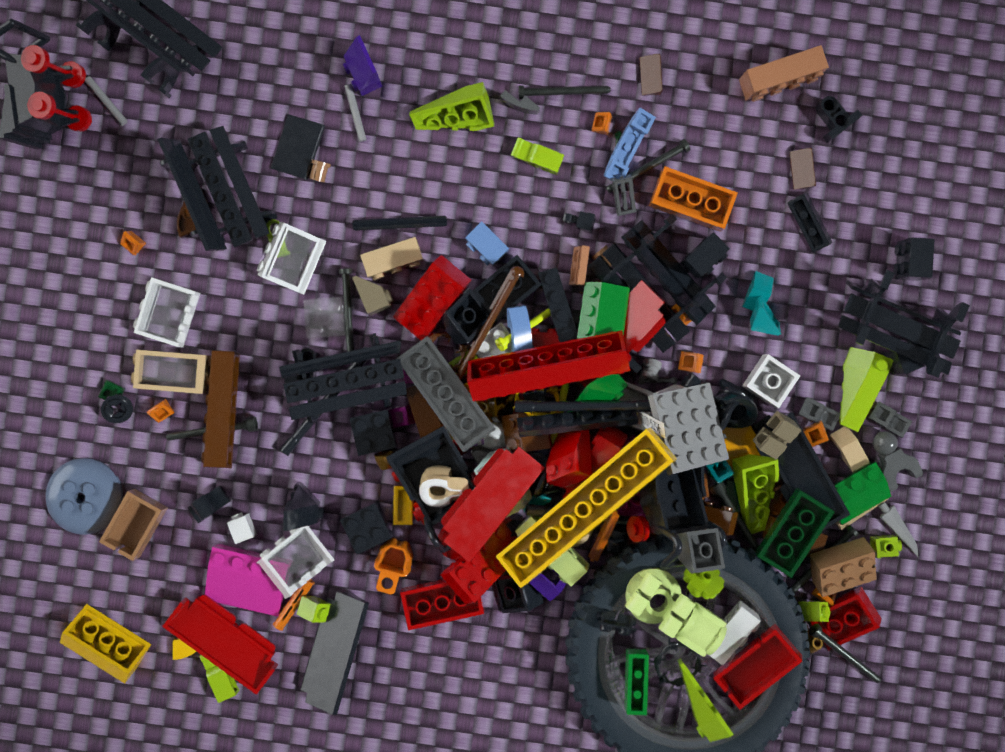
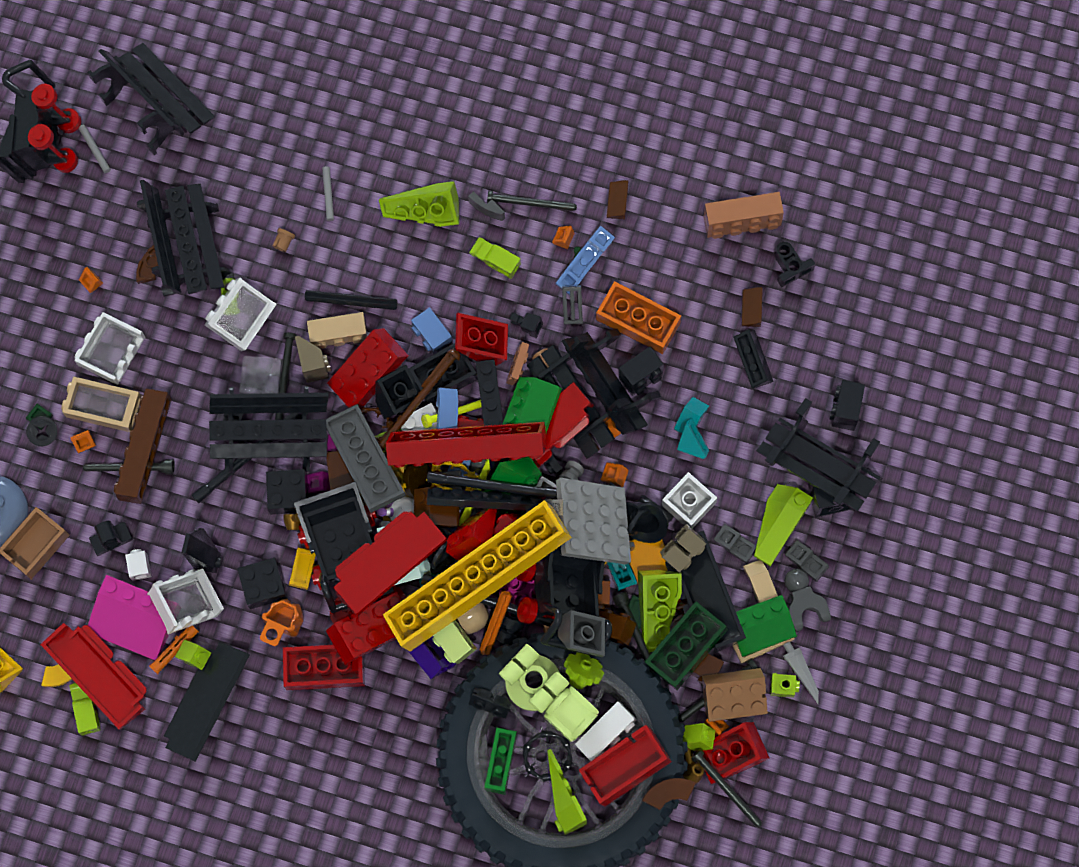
camera: 10 degrees right, 15 degrees down
(297, 147) = (266, 216): black piece -> none
(361, 67) = (341, 152): dark purple slope -> none
(439, 487) = (341, 541): tan piece -> none
(514, 598) = (399, 671): black slope -> none
(541, 248) = (481, 338): none -> red slope
(684, 146) = (608, 280): pearl dark grey bar -> none
(801, 679) = (668, 790): none -> reddish brown tile
(816, 433) = (727, 561): orange slope -> none

